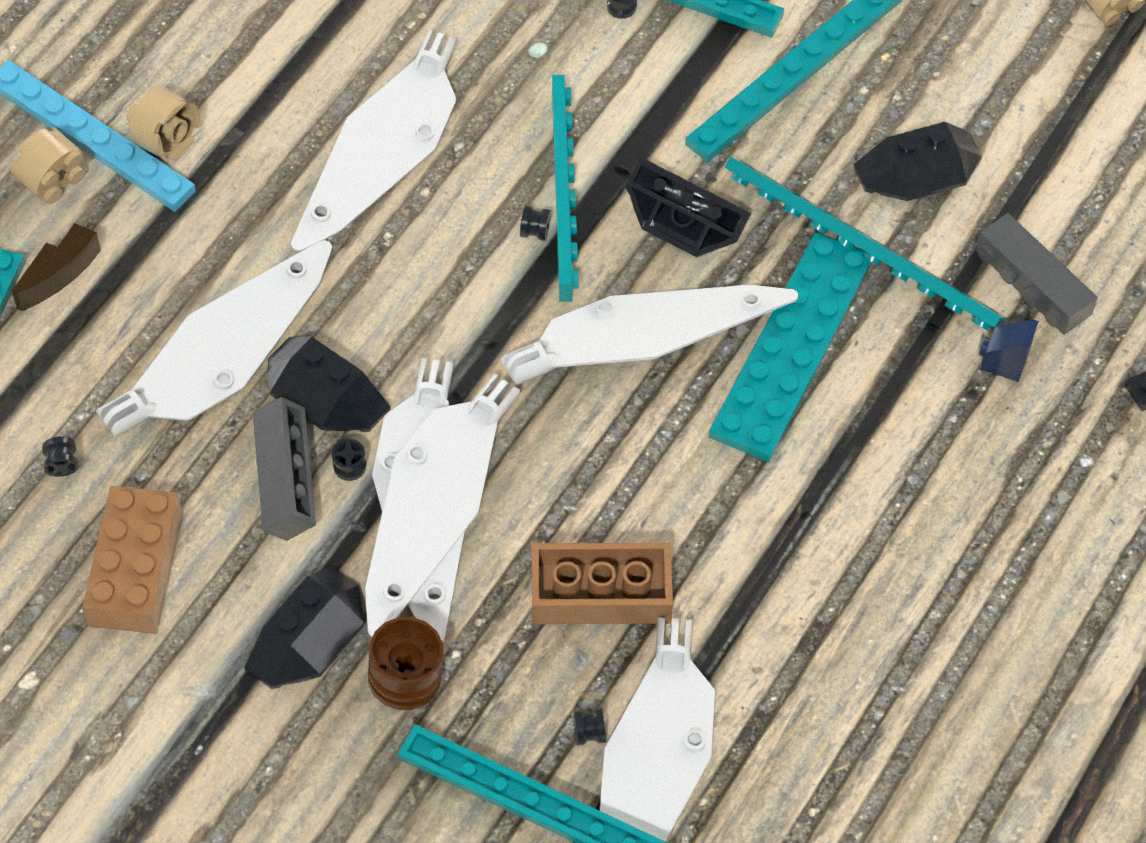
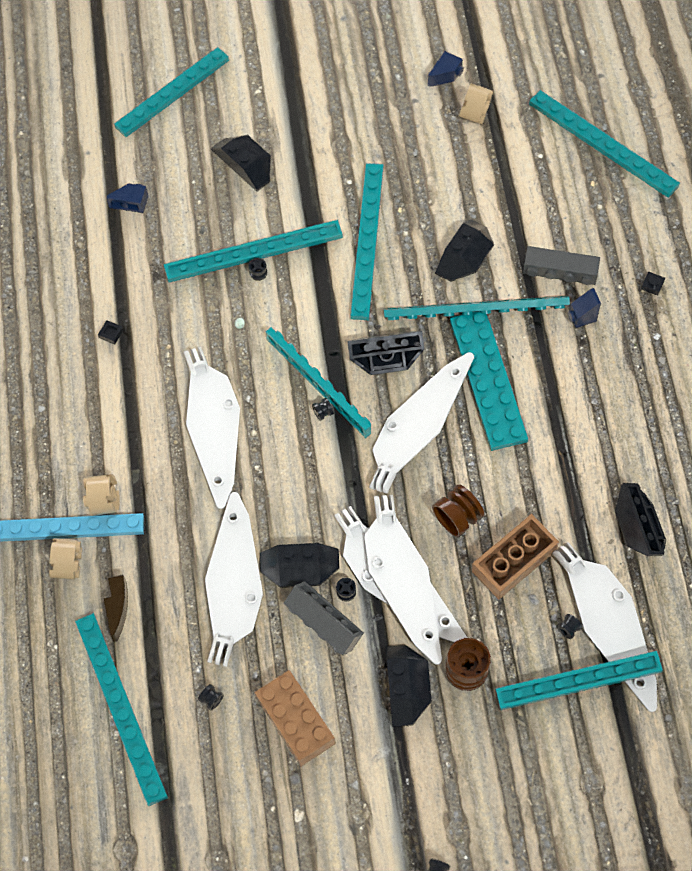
camera: 35 degrees left, 5 degrees up
(582, 469) = (458, 510): none -> reddish brown wheel
(818, 669) = (639, 521): none -> black wedge

